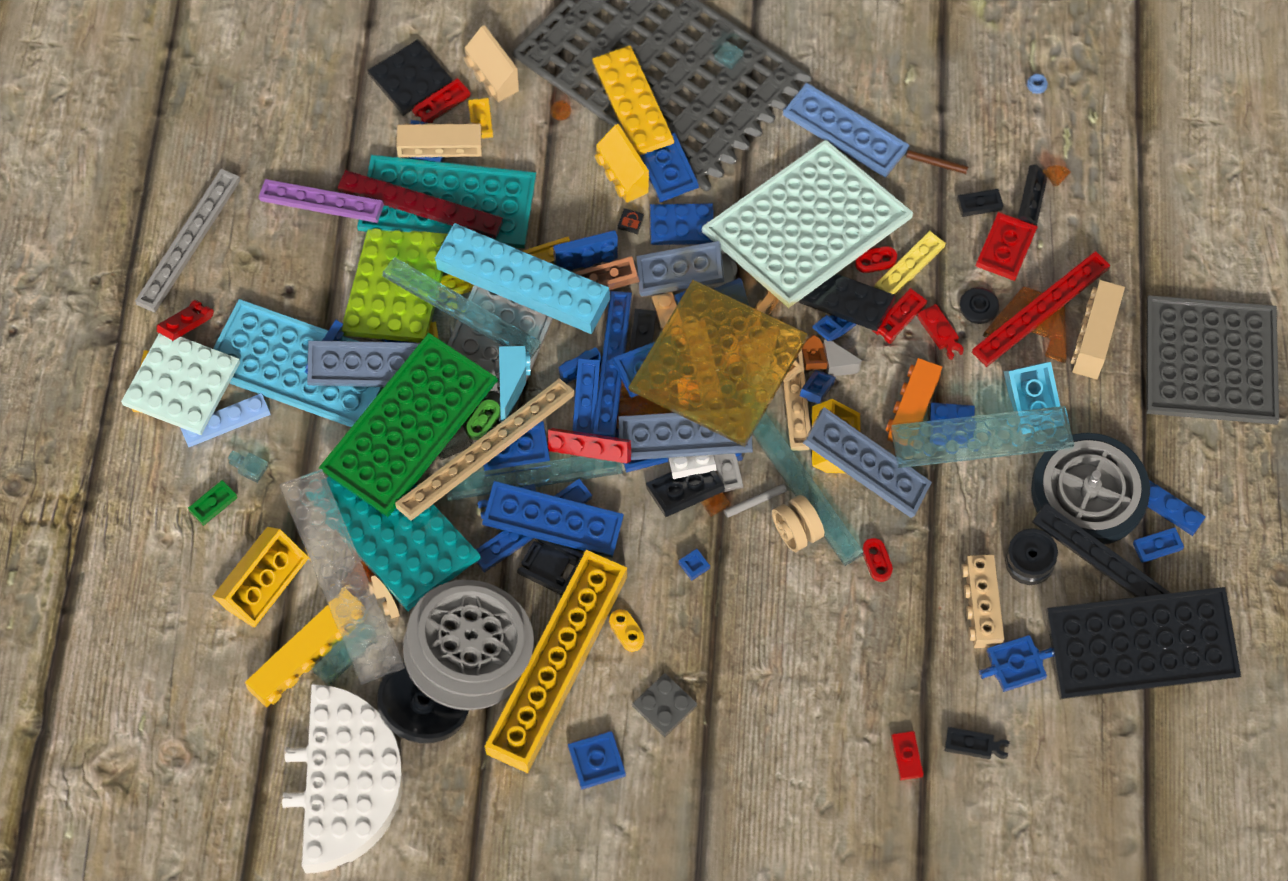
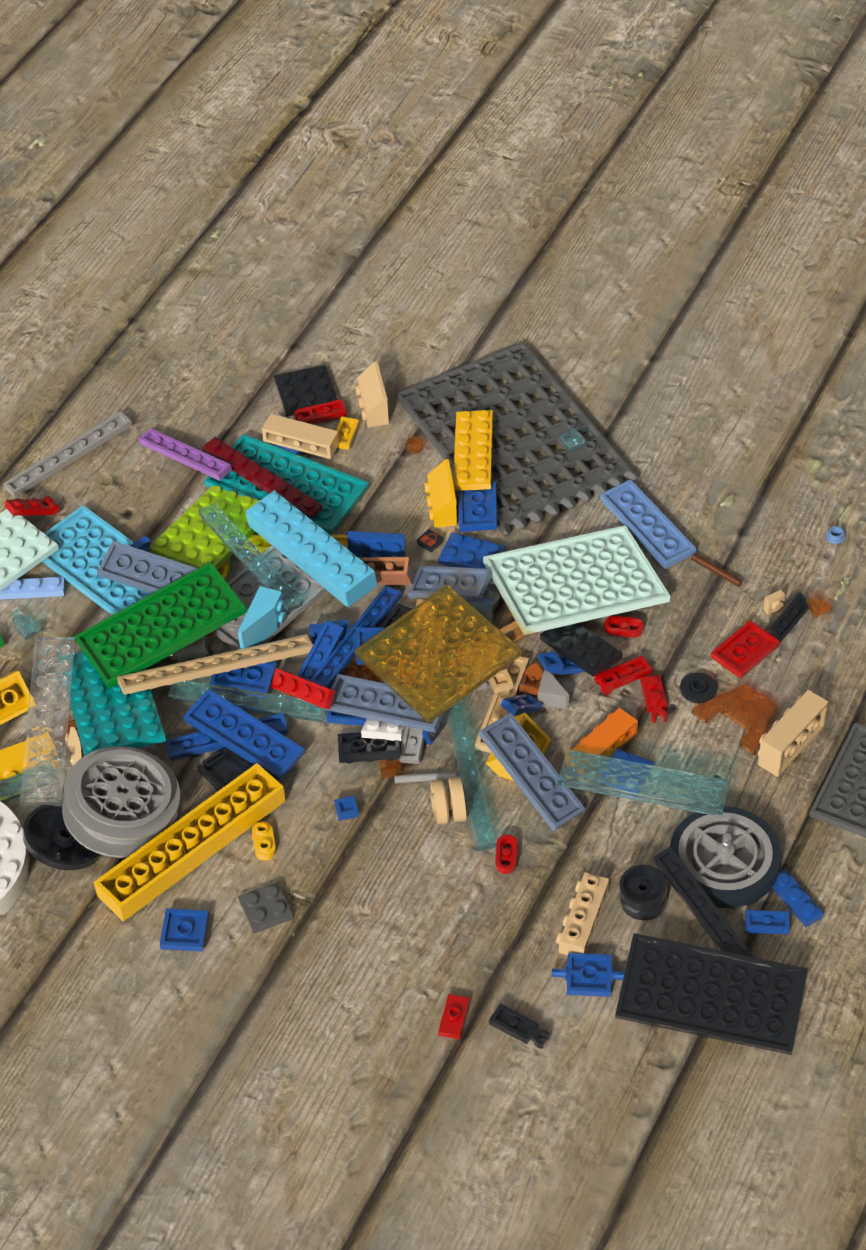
camera: 25 degrees right, 15 degrees down
(482, 420) = (225, 643): bright green plate -> none
(911, 264) = (654, 640): light yellow tile -> none
(980, 202) = (738, 609): black plate -> none
(1012, 183) = (774, 602): none -> tan plate
(1032, 387) = (712, 759): medium azure slope -> none
(1040, 309) = (747, 702): red plate -> none

